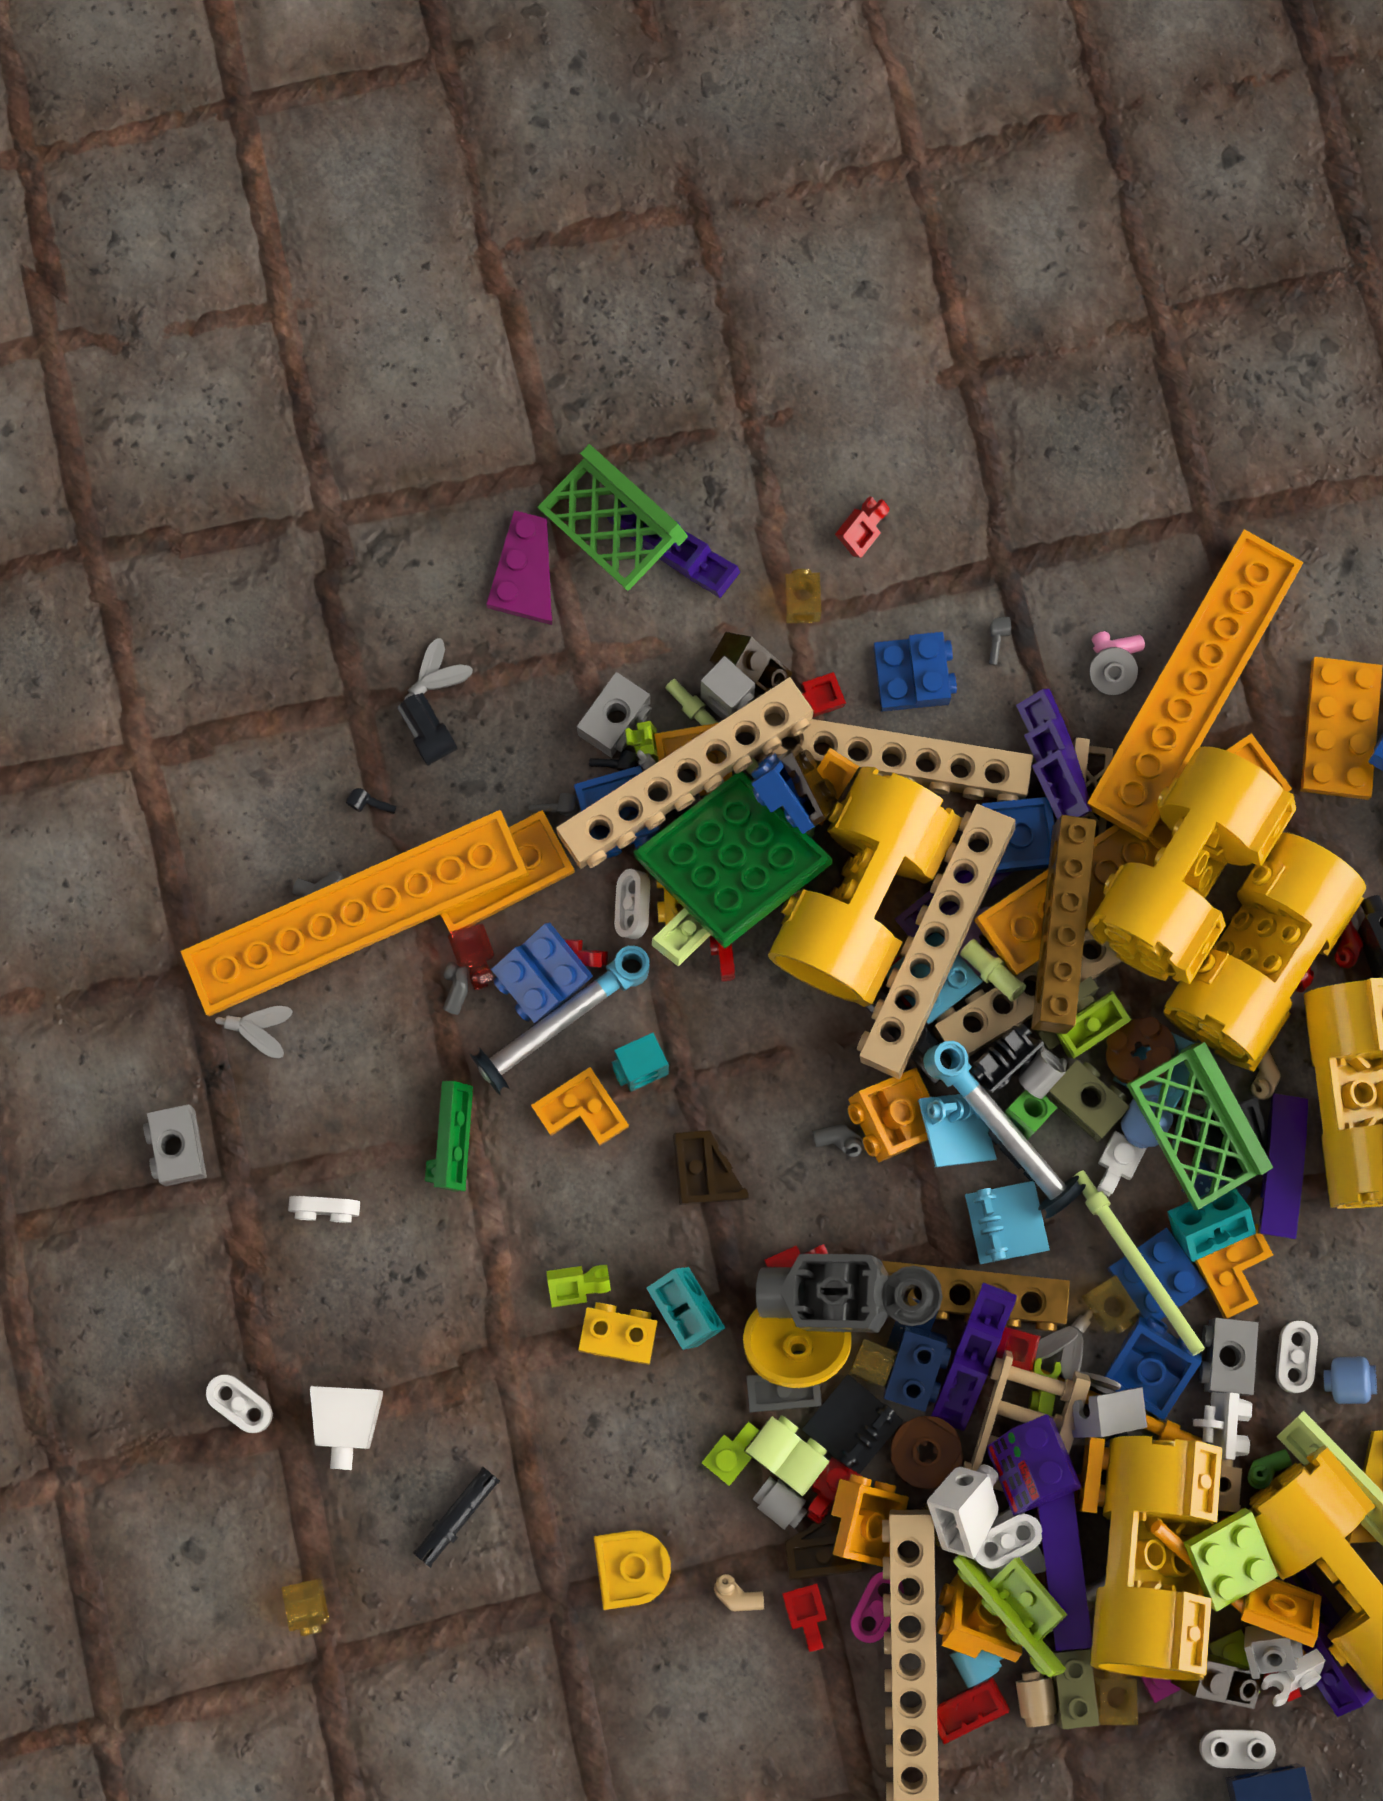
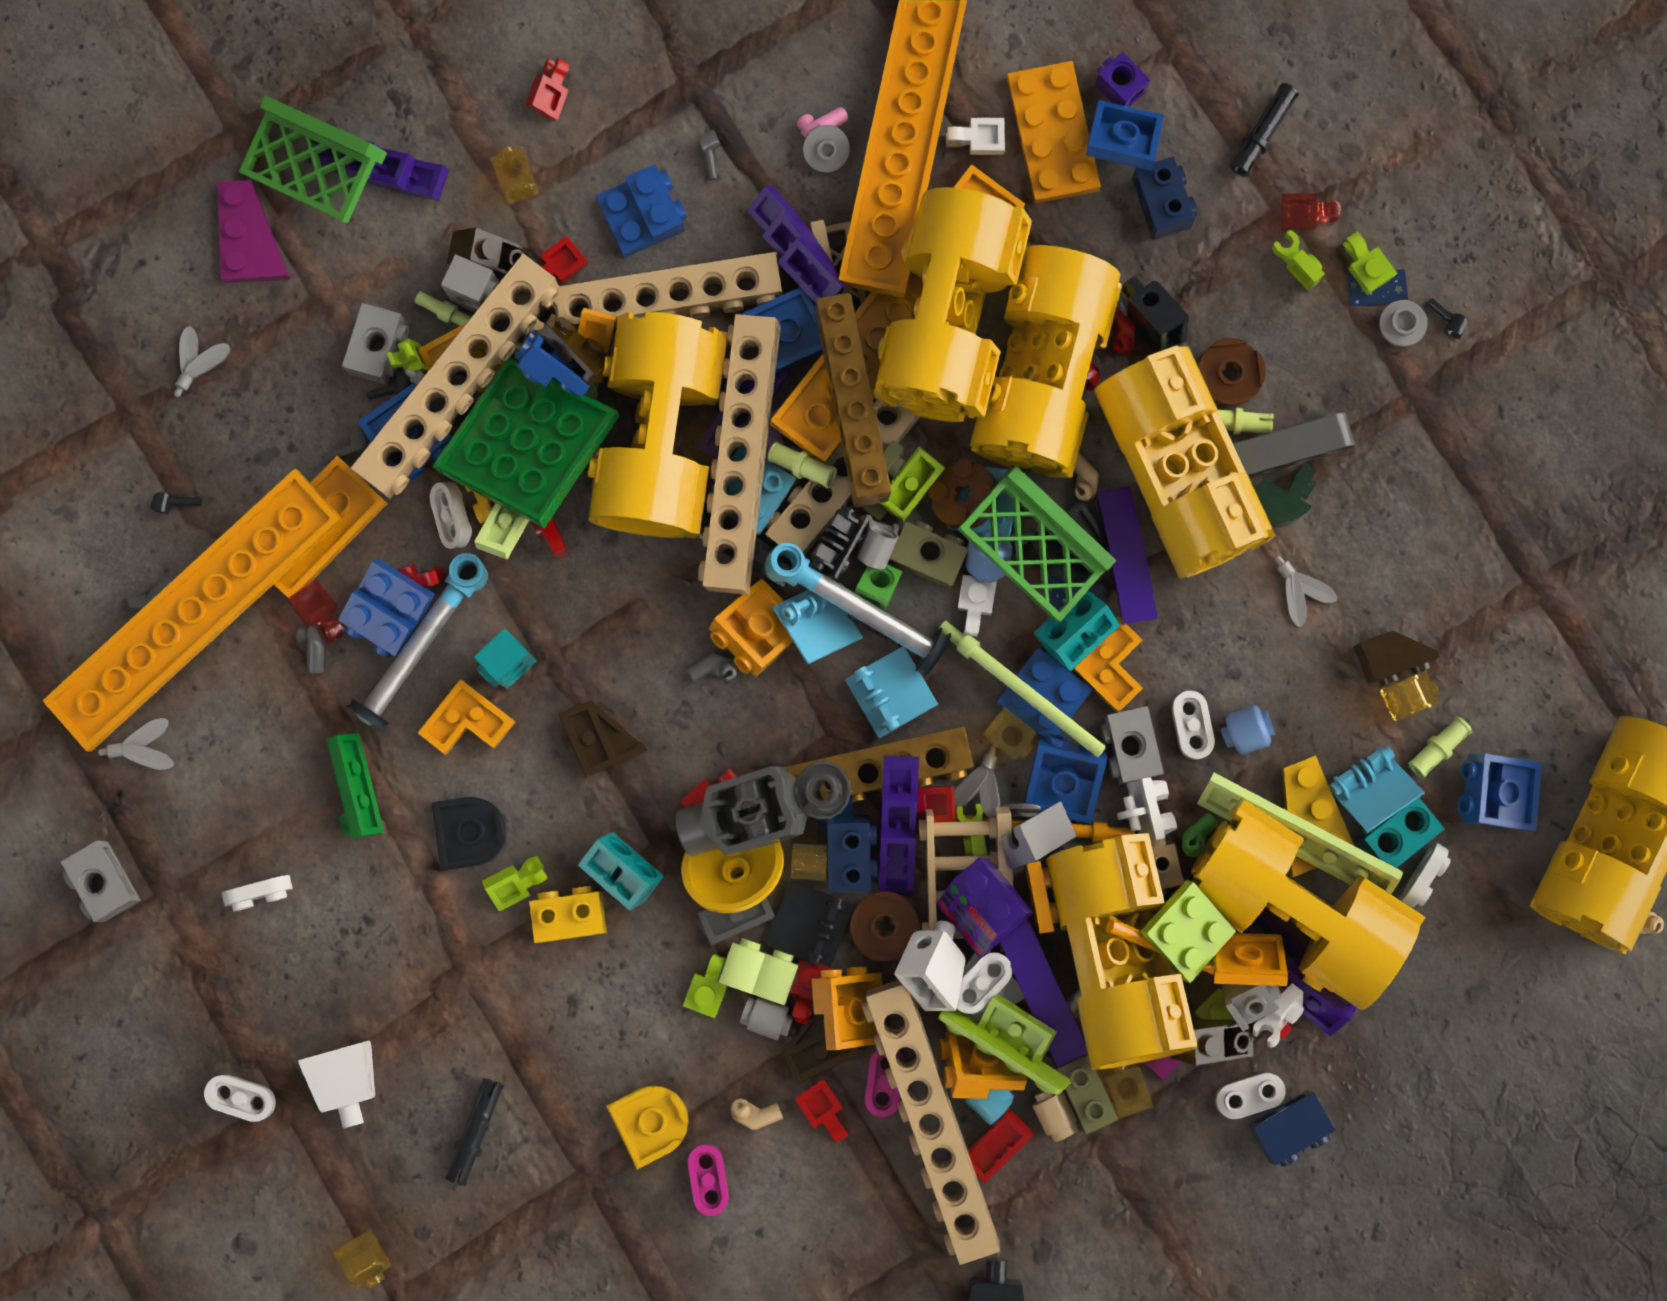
camera: 15 degrees left, 5 degrees up
(429, 735) = (209, 420): black piece -> none
(546, 1218) = (467, 832): none -> black tile
(670, 1644) = (707, 1179): none -> dark pink plate
(1270, 709) = (984, 136): none -> white plate

